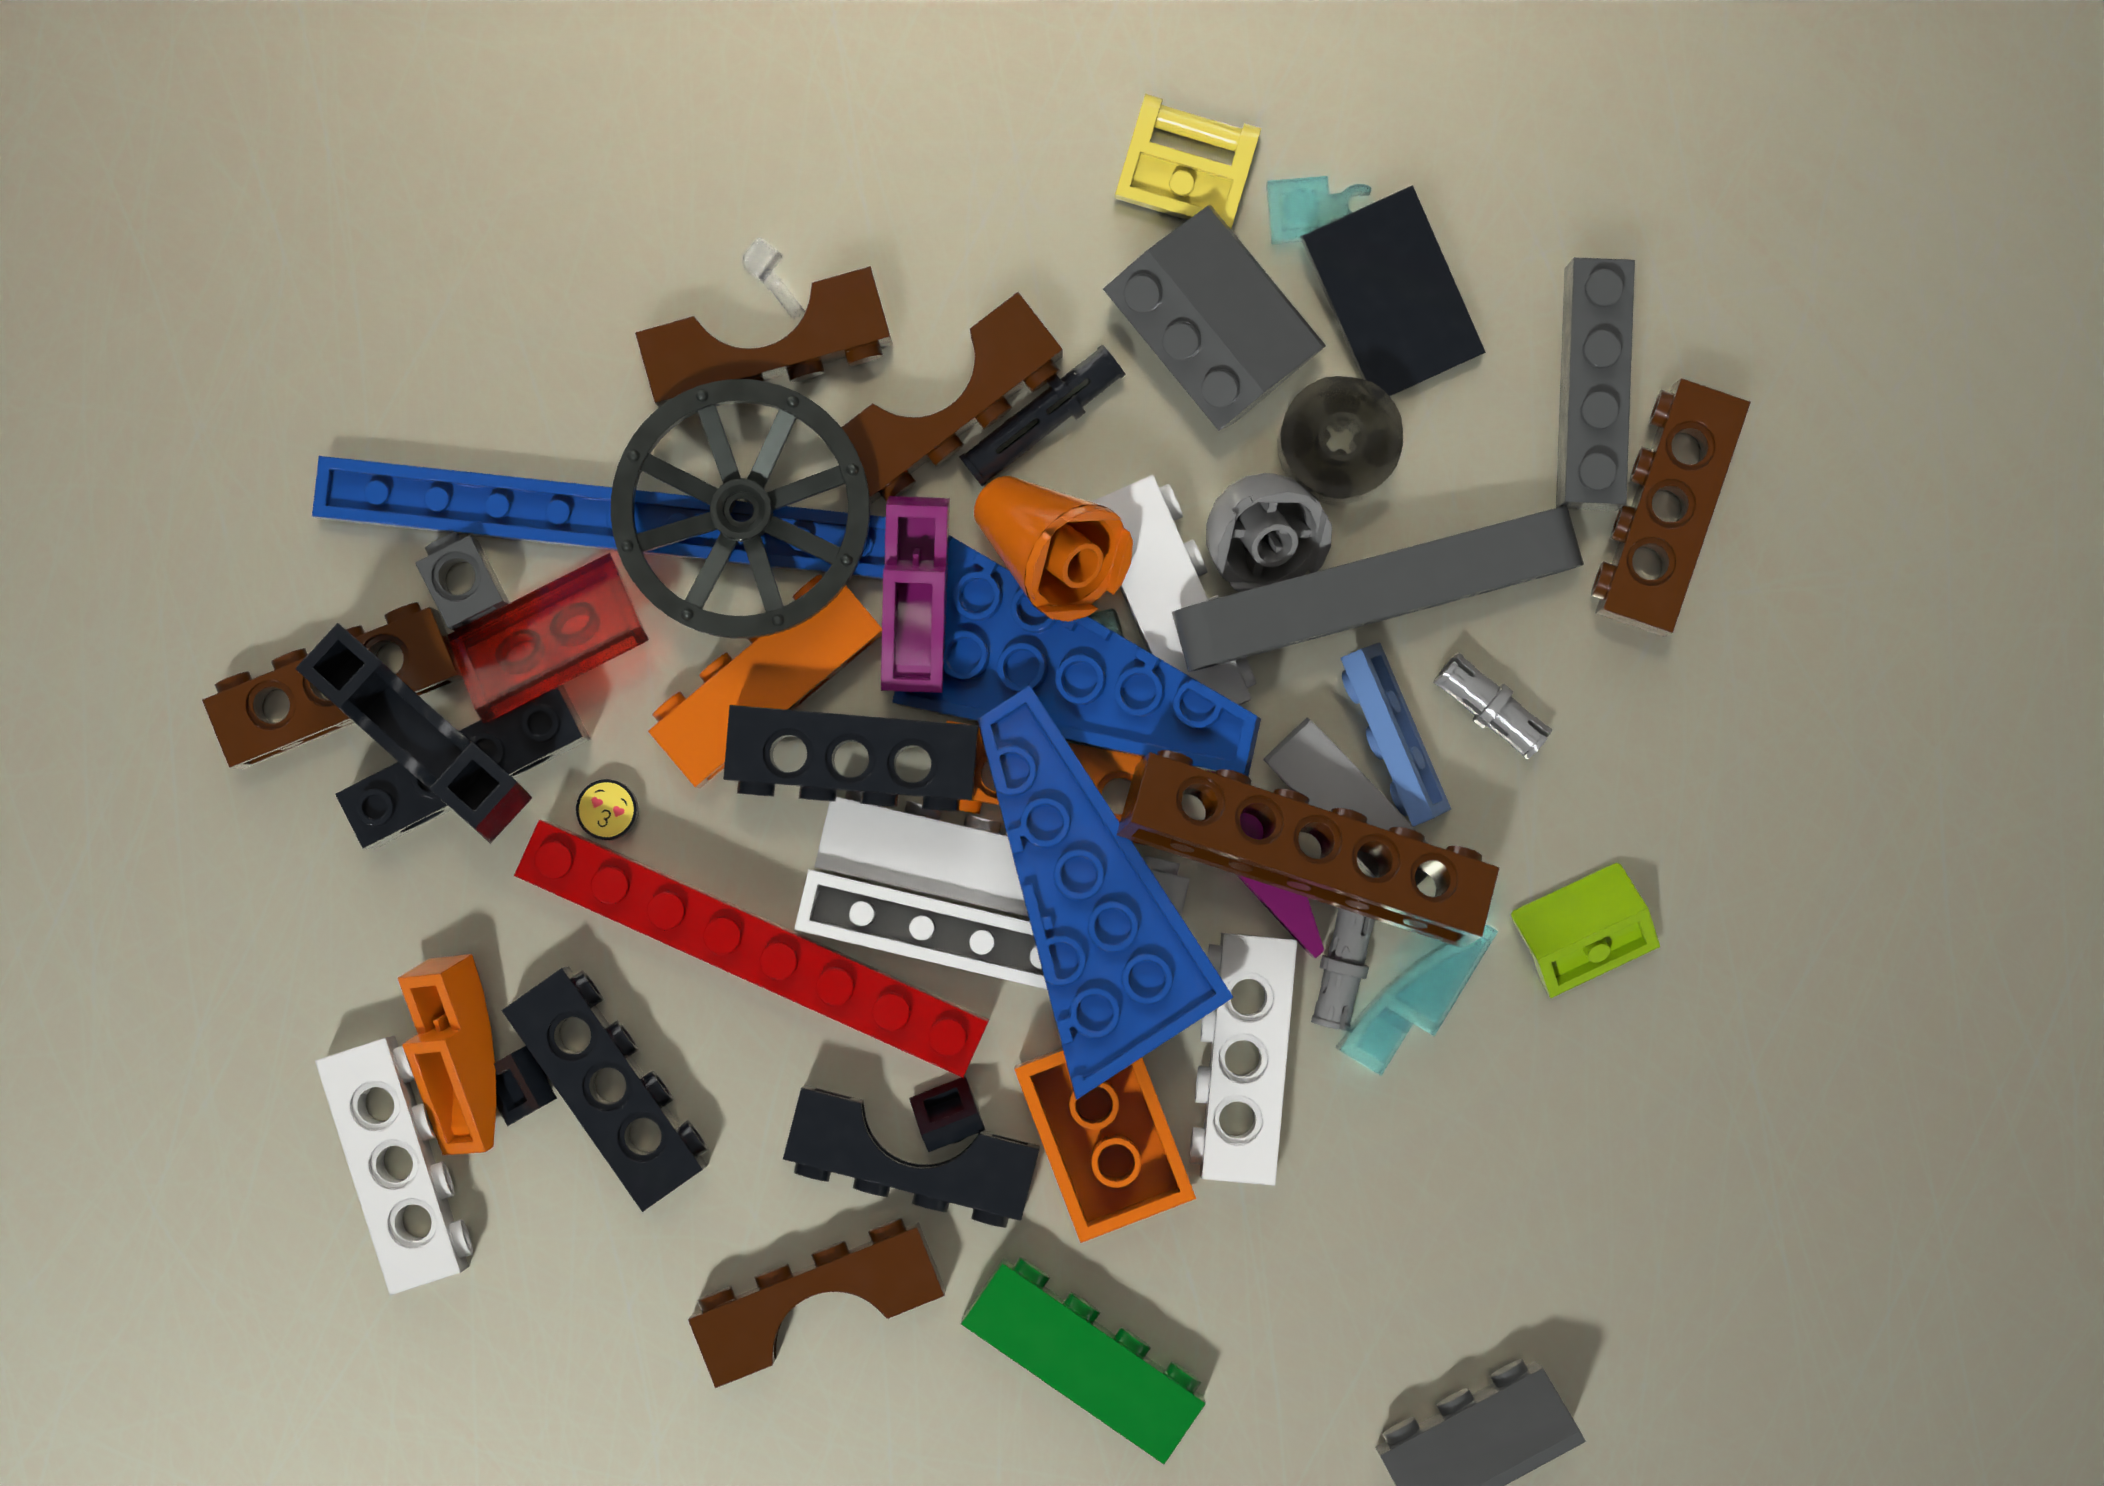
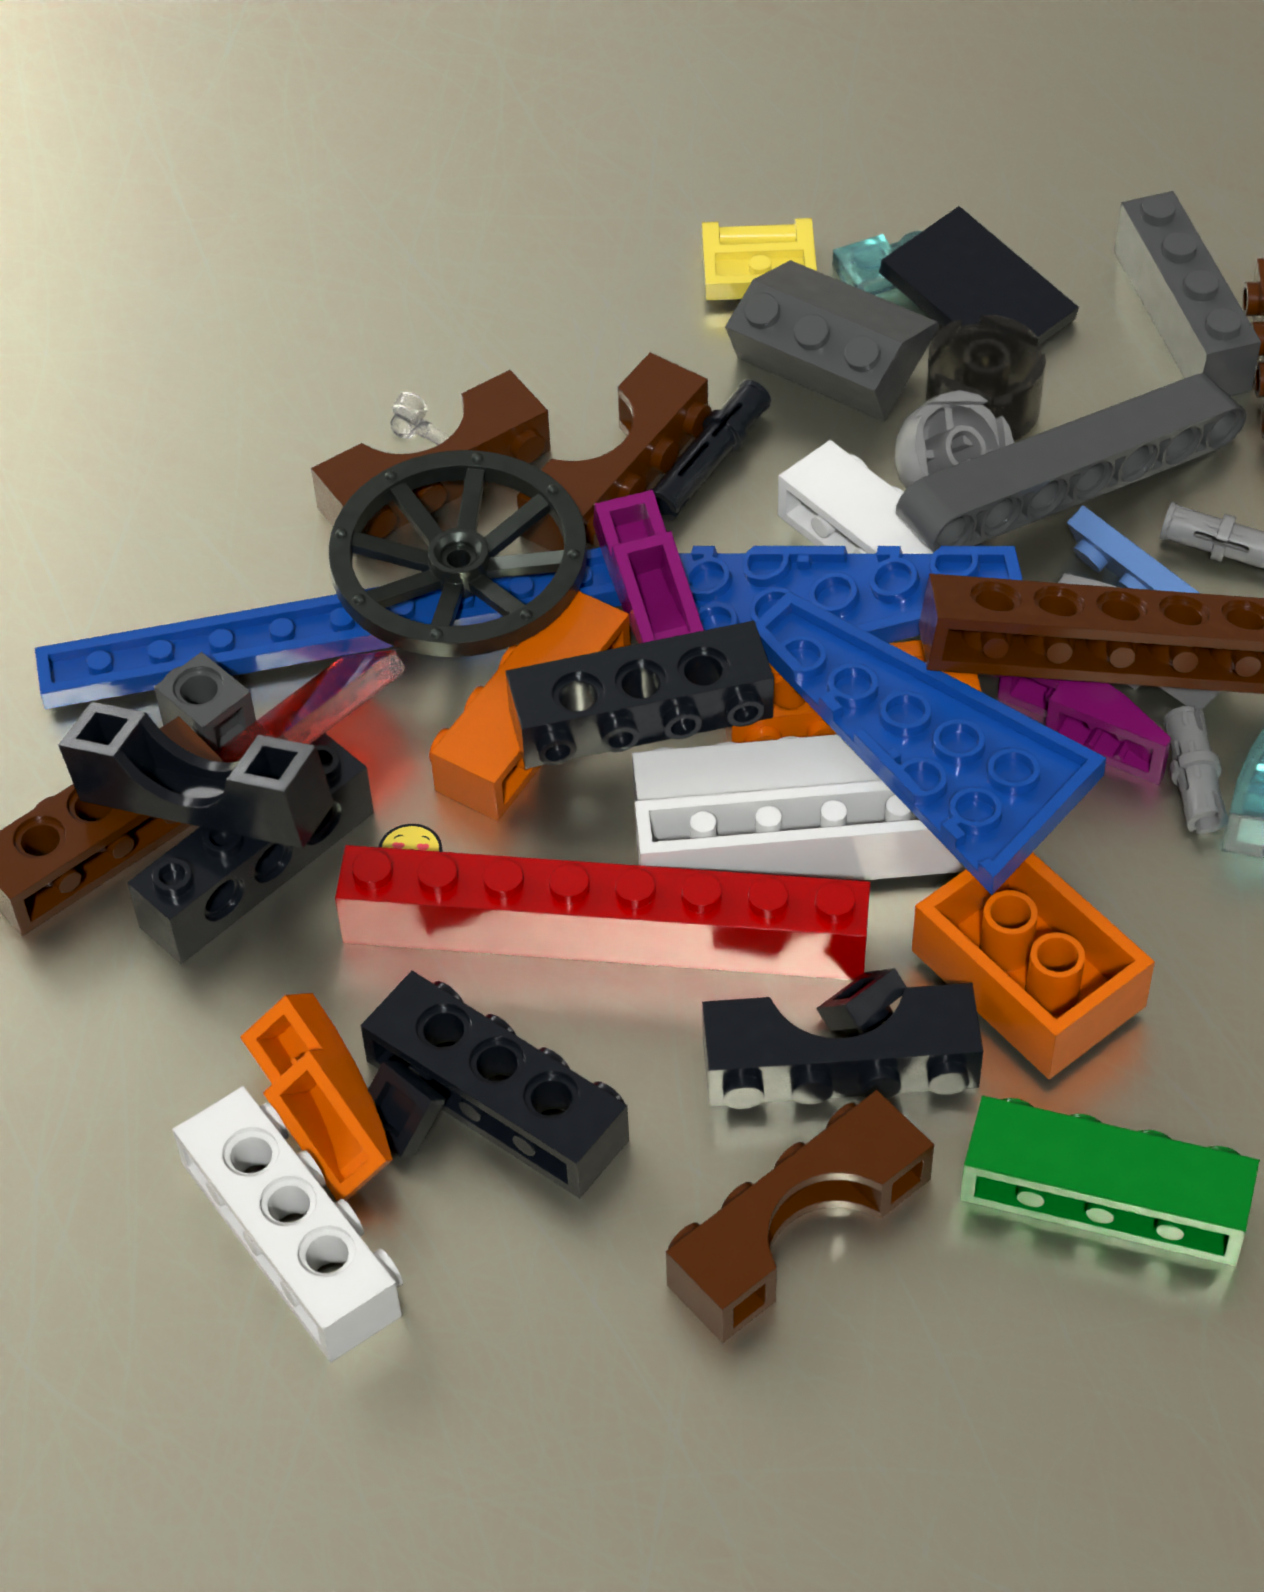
camera: 15 degrees left, 35 degrees down
(1055, 545) = (763, 494): orange cone -> none
(1254, 1154) = (1130, 824): white brick -> none

